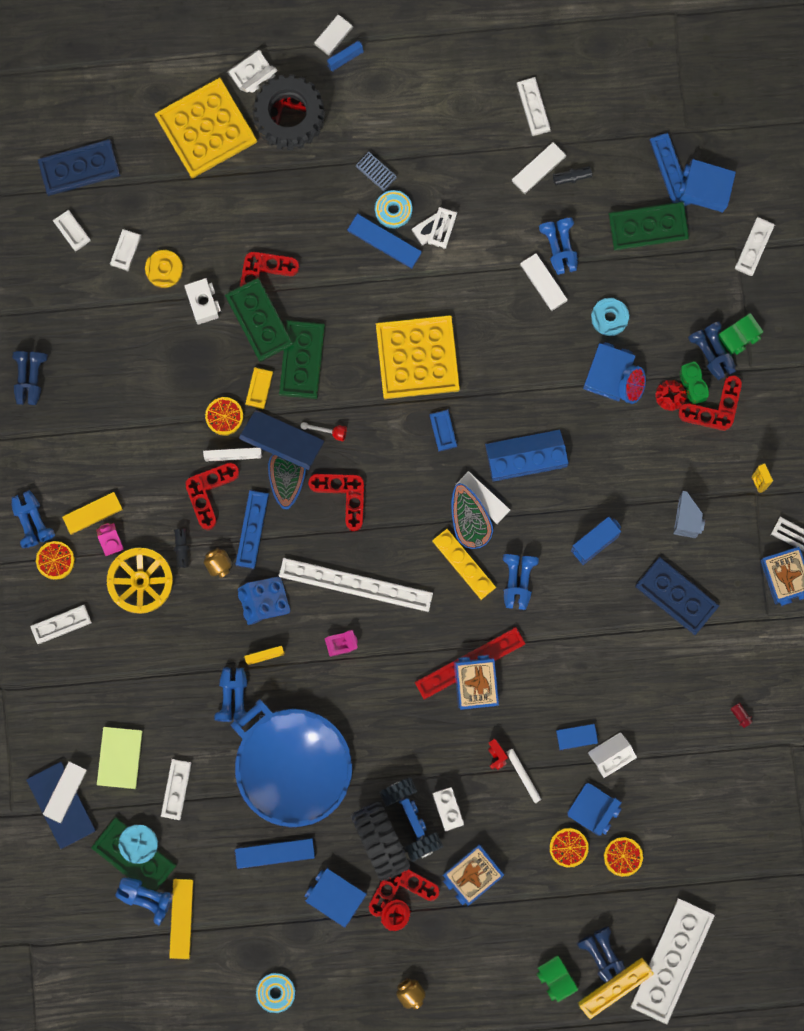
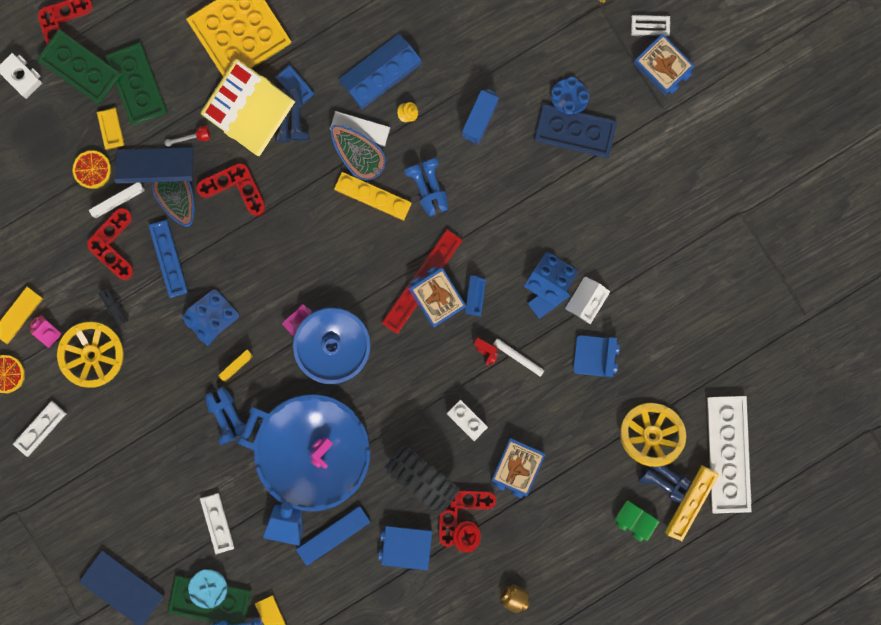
camera: 30 degrees left, 5 degrees up
(65, 792) = (119, 576): white tile -> none
(119, 758) = (152, 520): yellowish green tile -> none
(217, 562) = (152, 304): pearl gold head -> none
(236, 820) = (285, 524): none -> blue torso
(303, 766) = (319, 448): none -> dark pink bracket
(356, 584) = (285, 262): white tile -> none
(359, 679) = (331, 345): none -> blue dish
(391, 428) = (247, 107): none -> light yellow piece
(398, 792) = (462, 463): black plate -> none
(433, 448) = (297, 133): none -> dark blue piece
(512, 700) = (475, 296): none -> blue tile
(532, 504) = (407, 112): none -> yellow wheel
(568, 847) = (589, 401): tile -> none
(588, 719) = (551, 278): none -> blue bracket
(614, 906) = (655, 432): none -> yellow wheel
(623, 857) = (641, 385): tile -> none
(687, 561) = (570, 96): none -> blue dish
(688, 517) = (551, 55): sand blue slope -> none
(741, 715) = (684, 208): dark red pin -> none

